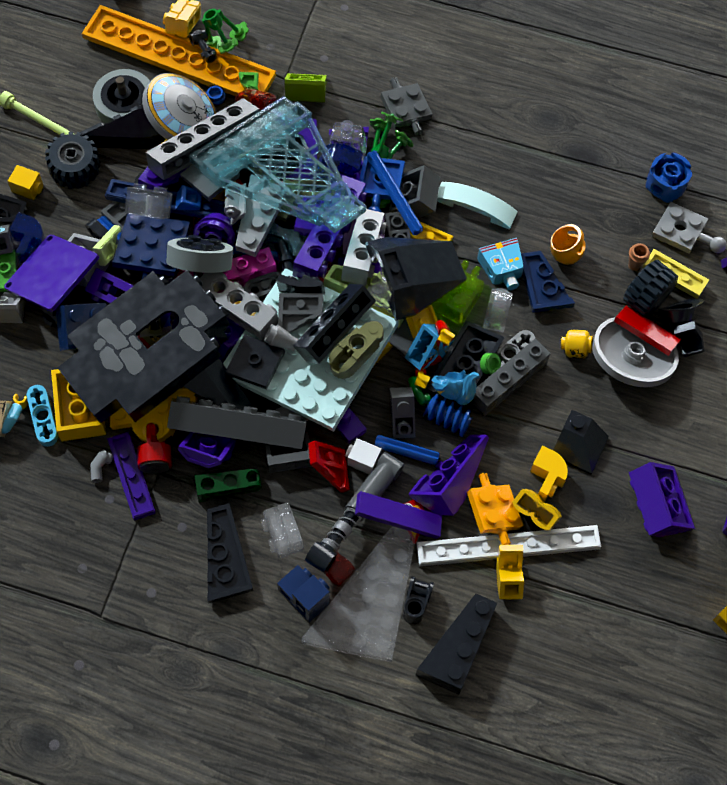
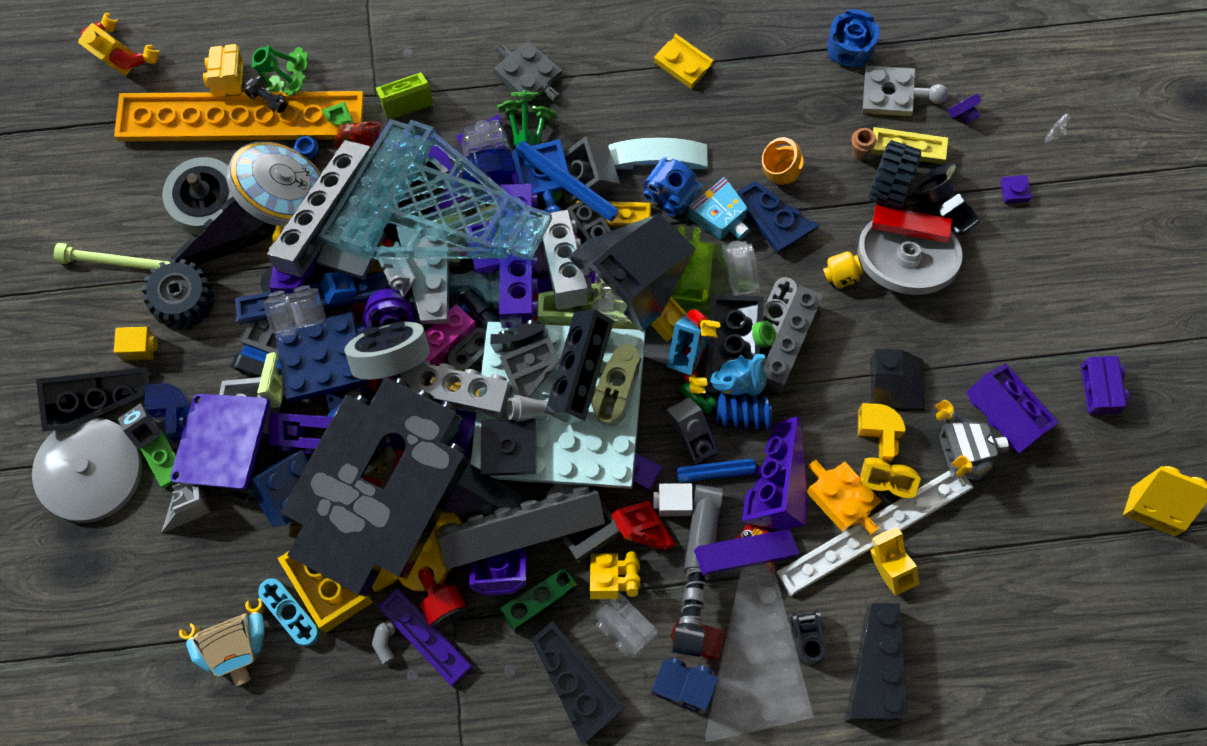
camera: 20 degrees left, 5 degrees up
(284, 488) = (605, 572): none -> yellow plate
(472, 228) = (671, 186): none -> blue brick
(529, 143) = (683, 61): none -> yellow plate
(611, 511) = (967, 444): none -> torso

